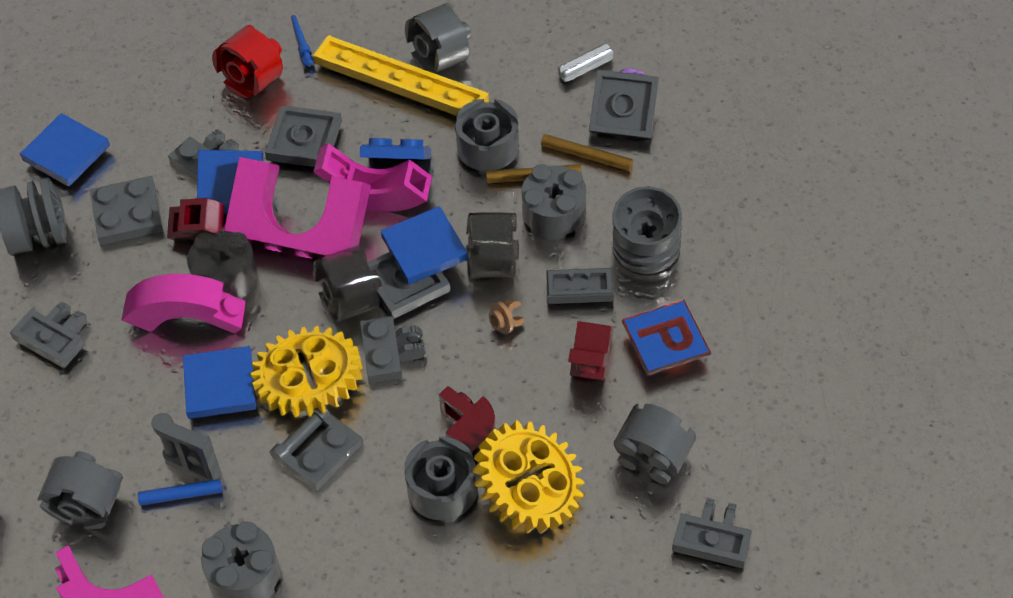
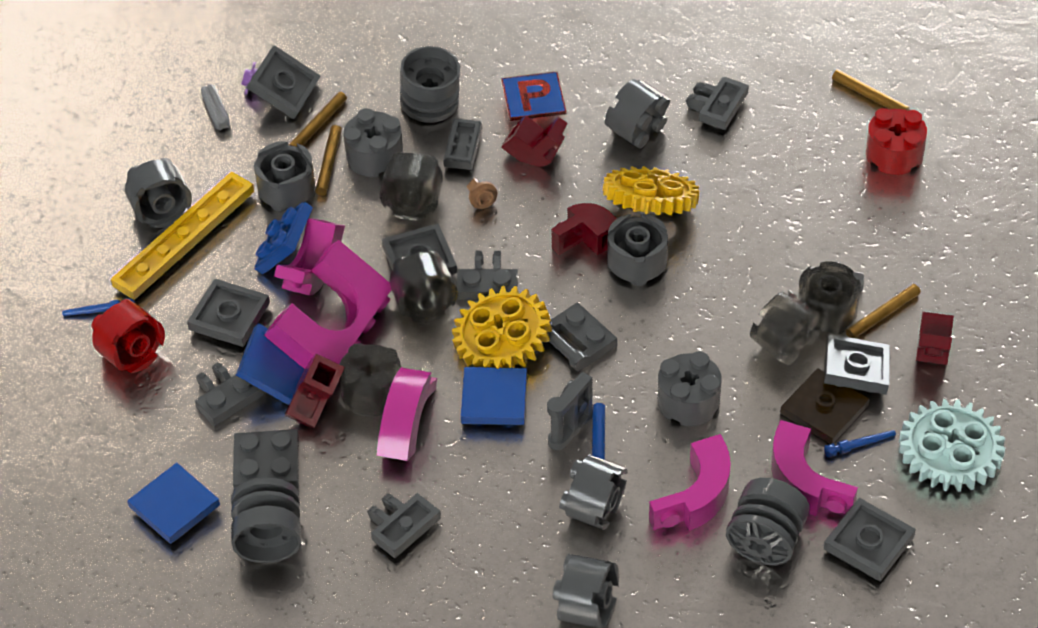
camera: 80 degrees left, 5 degrees down
(424, 245) = (399, 227): blue tile -> none

